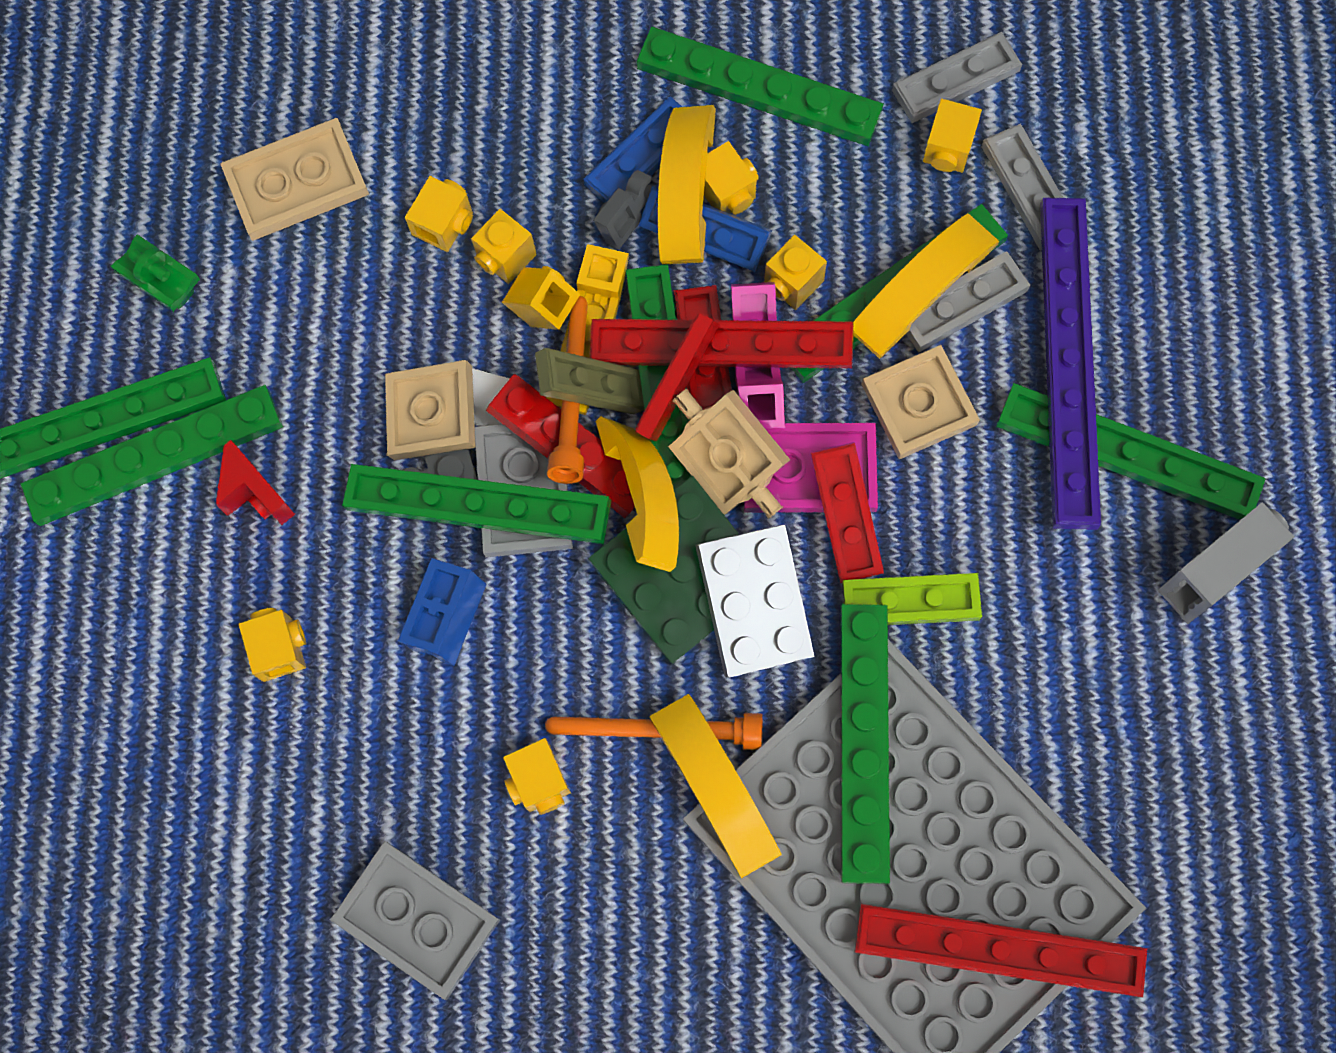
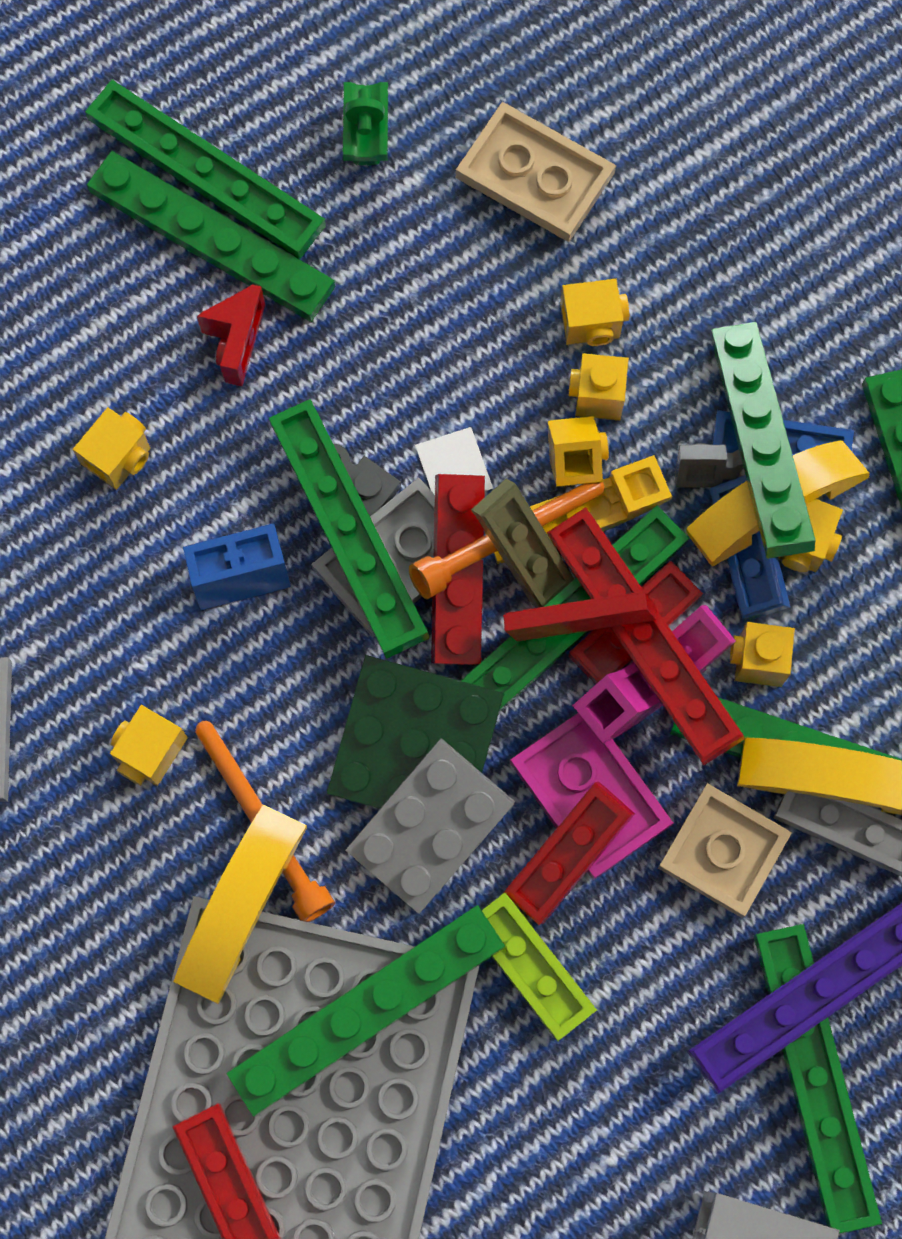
camera: 50 degrees right, 0 degrees up
(430, 410) = (407, 430): tan plate -> none
(636, 158) = (762, 441): none -> plate
(656, 525) = (468, 656): yellow slope -> none
(728, 452) = (544, 709): tan plate -> none

